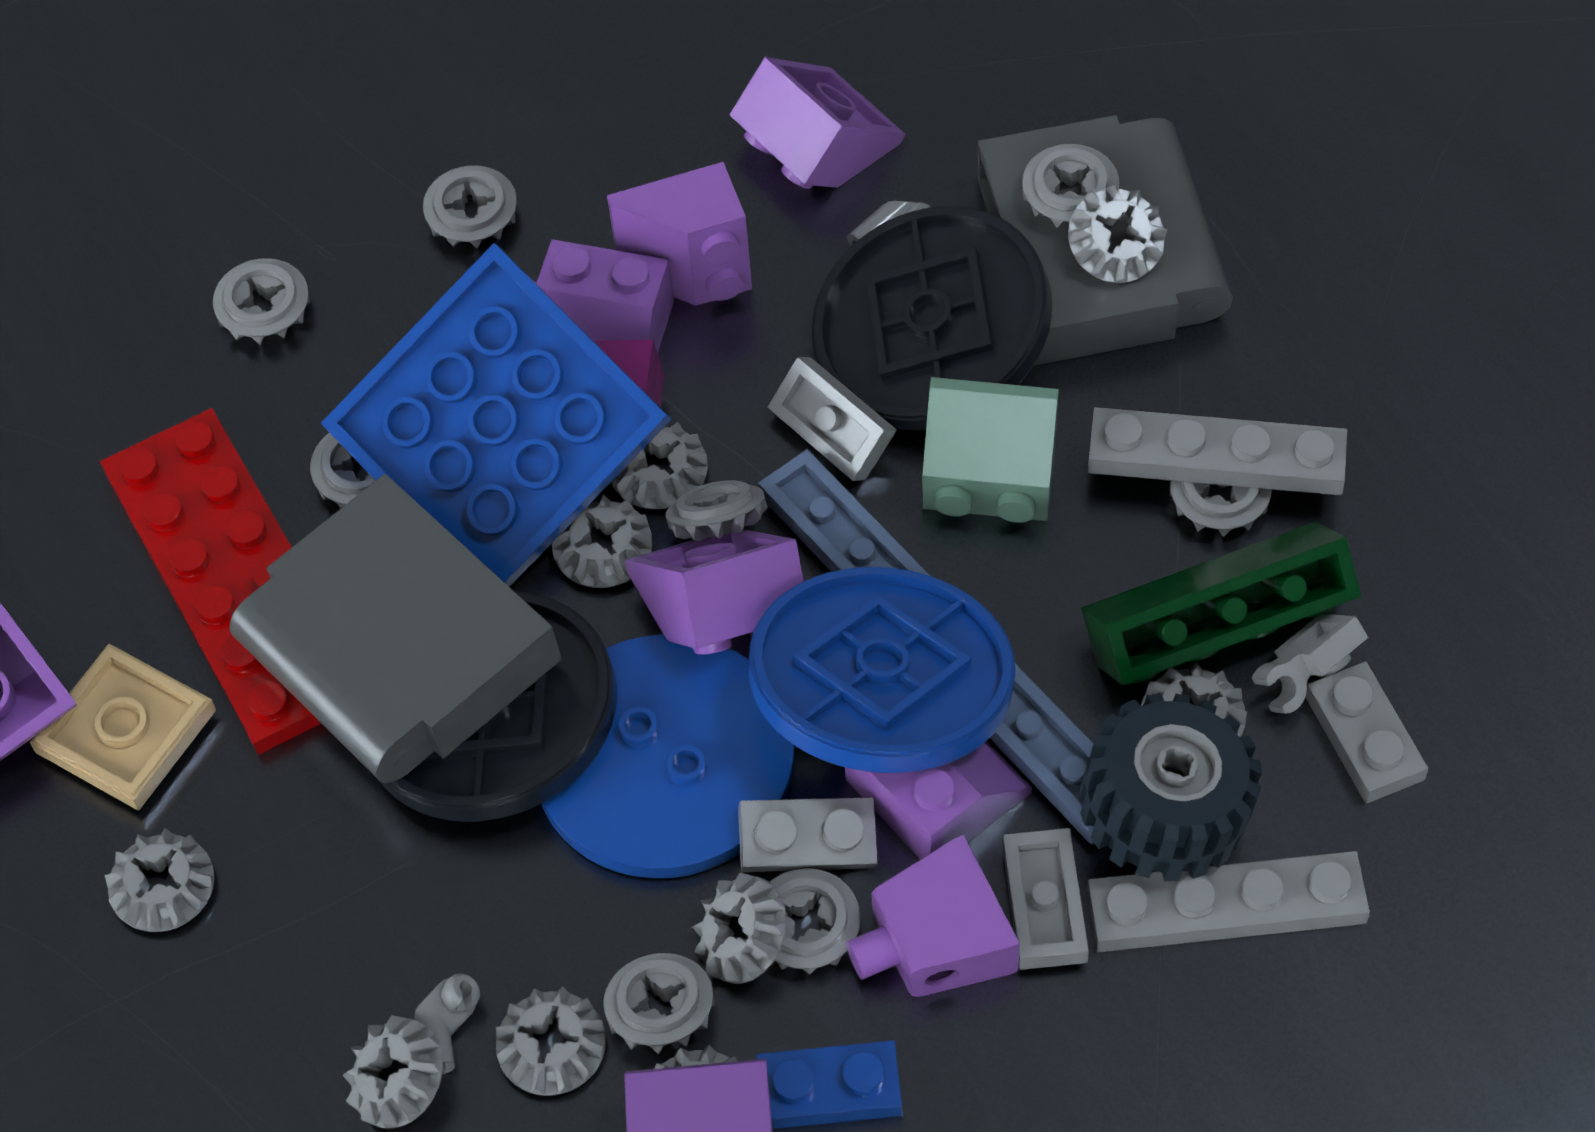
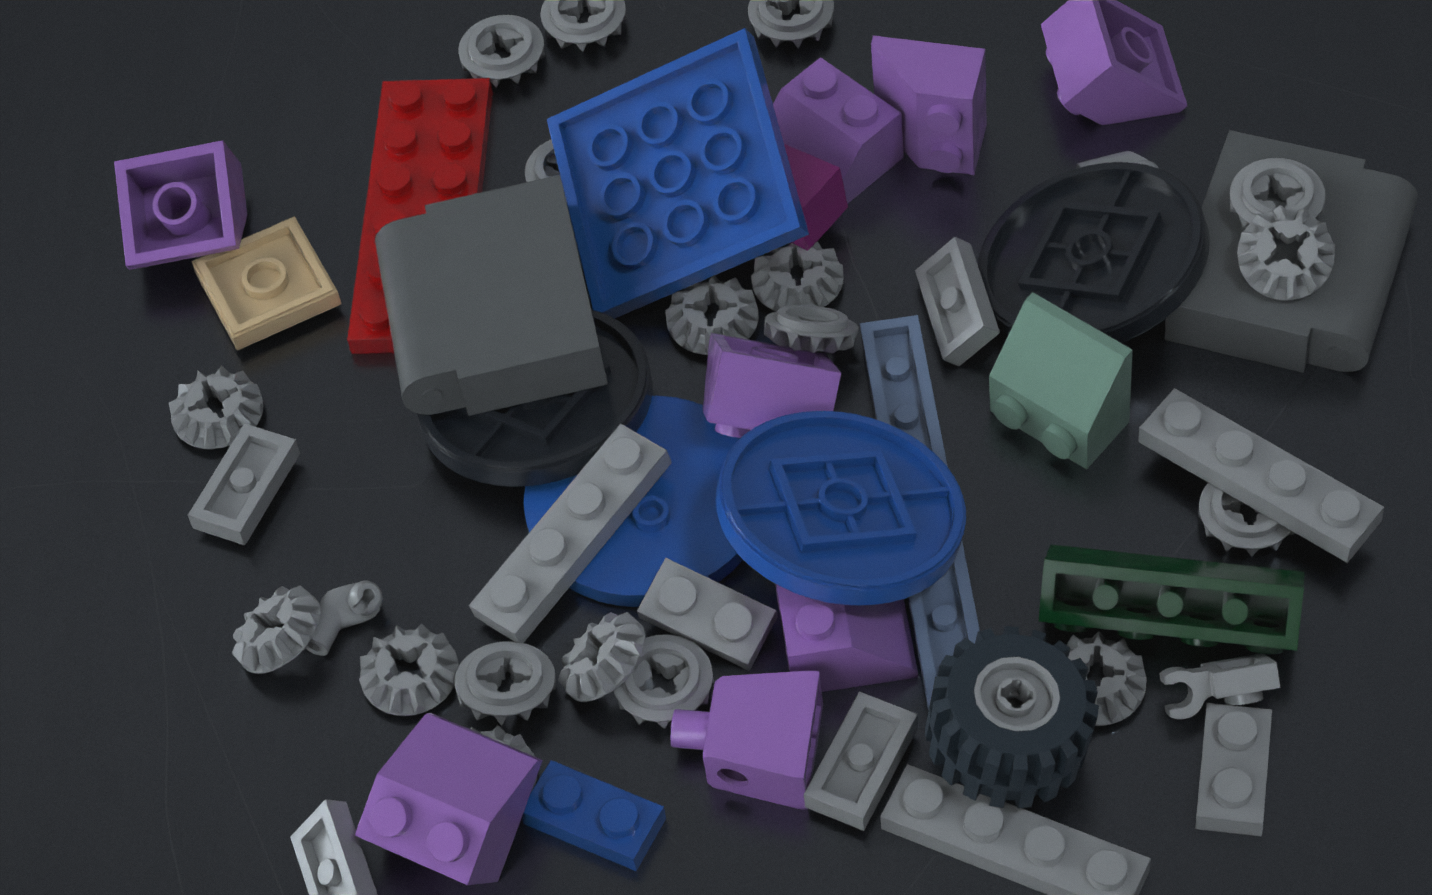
camera: 35 degrees right, 5 degrees down
(200, 352) = (513, 34): none -> light grey gear
(250, 943) = (244, 484): none -> light grey plate
(626, 826) = (570, 534): none -> light grey plate

